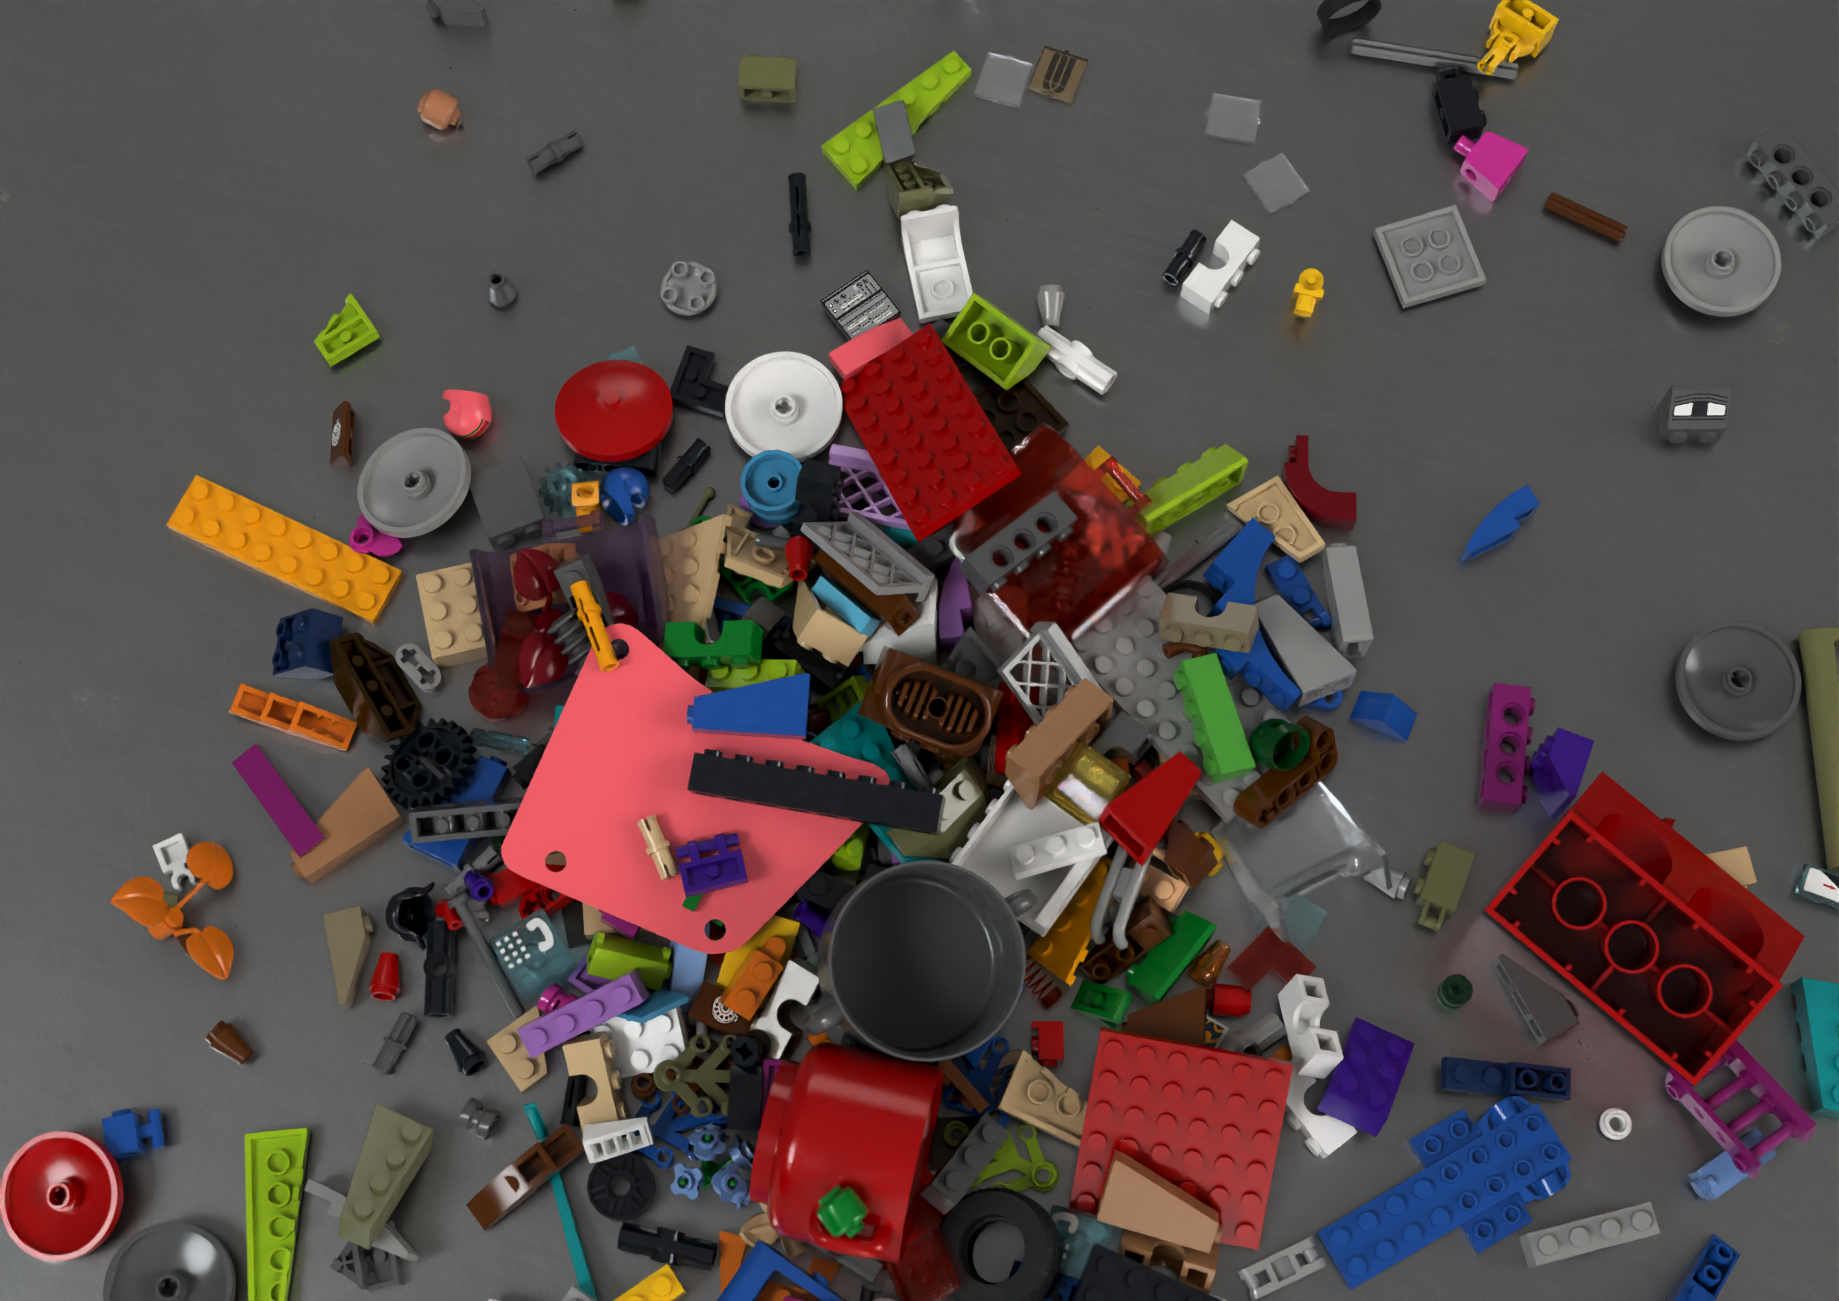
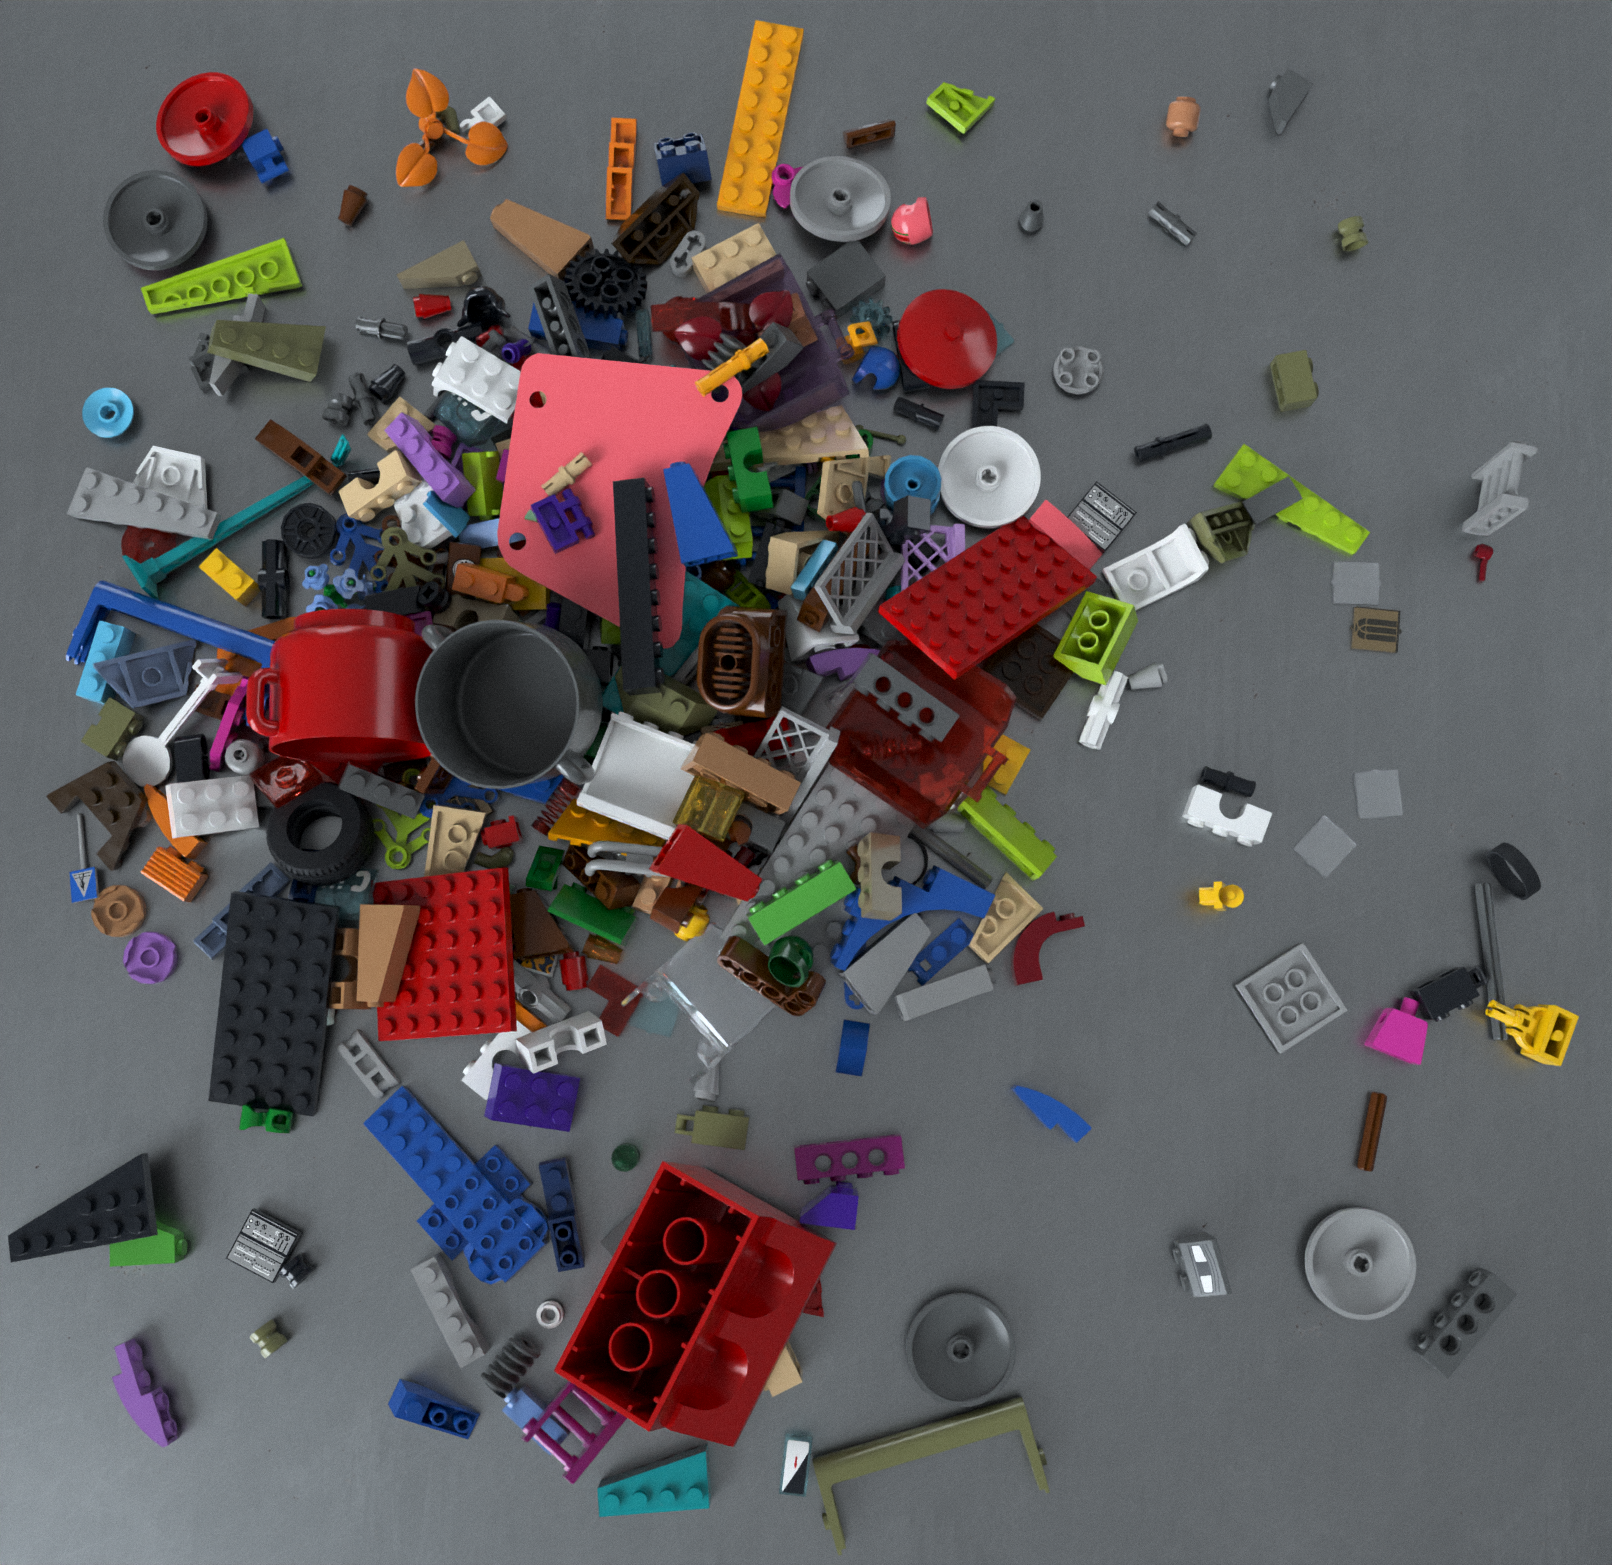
camera: 75 degrees right, 10 degrees up
(278, 800) = (549, 178): magenta piece -> none
(476, 1085) = (363, 399): none -> dark grey pin
(502, 932) = (478, 378): none -> white bracket
(601, 1146) = (339, 512): white slope -> none
(842, 1212) = (273, 688): green head -> none
(1057, 850) = (646, 797): white plate -> none
(1079, 1061) = (499, 860): none -> olive arm
(1666, 1180) = (511, 1366): none -> dark grey piece

